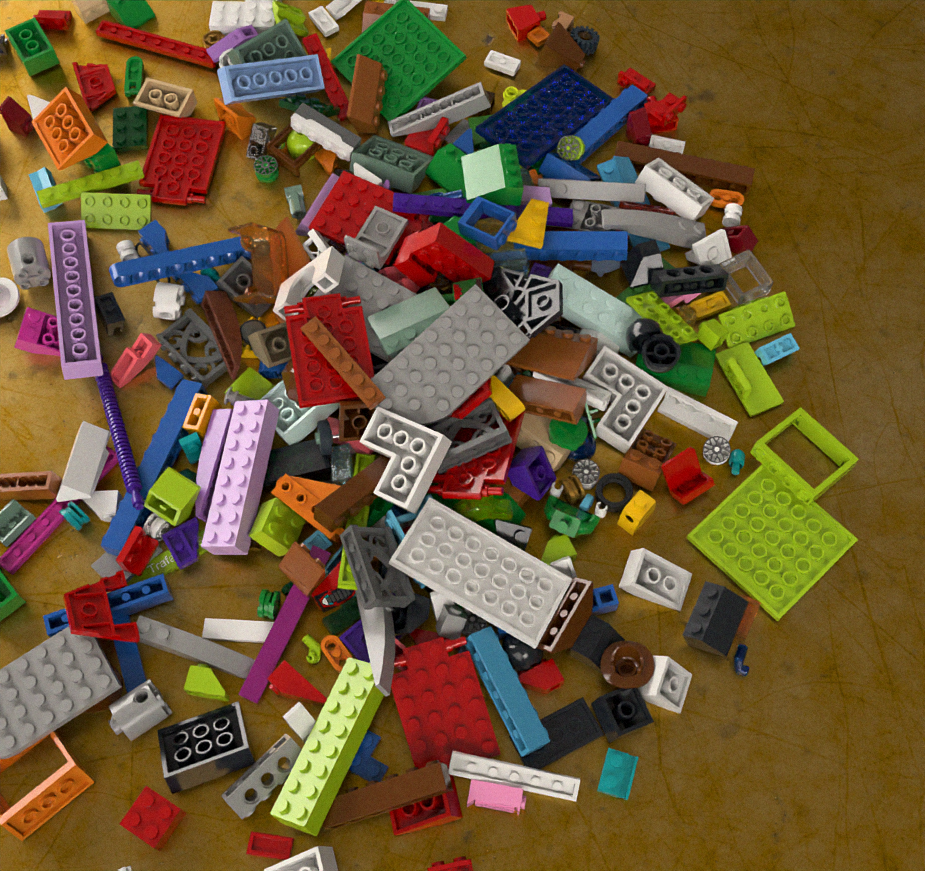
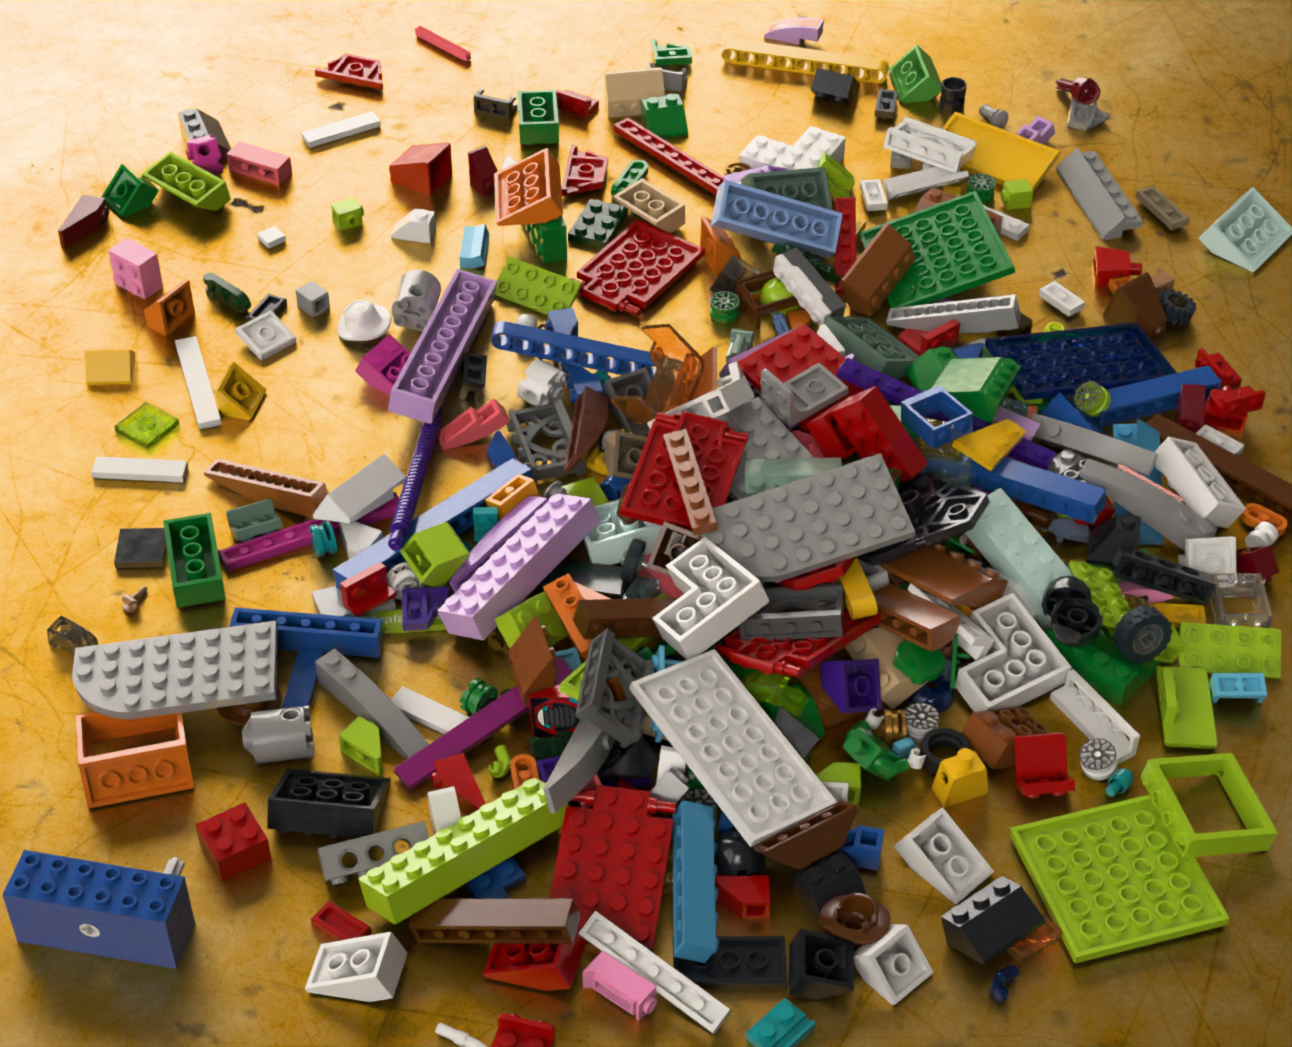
camera: 25 degrees right, 20 degrees down
(90, 184) = (531, 254): lime plate -> none
(90, 611) = (285, 618): red wing -> none
(317, 170) = (780, 323): none -> medium blue axle
(704, 340) = (1142, 634): none -> black wheel

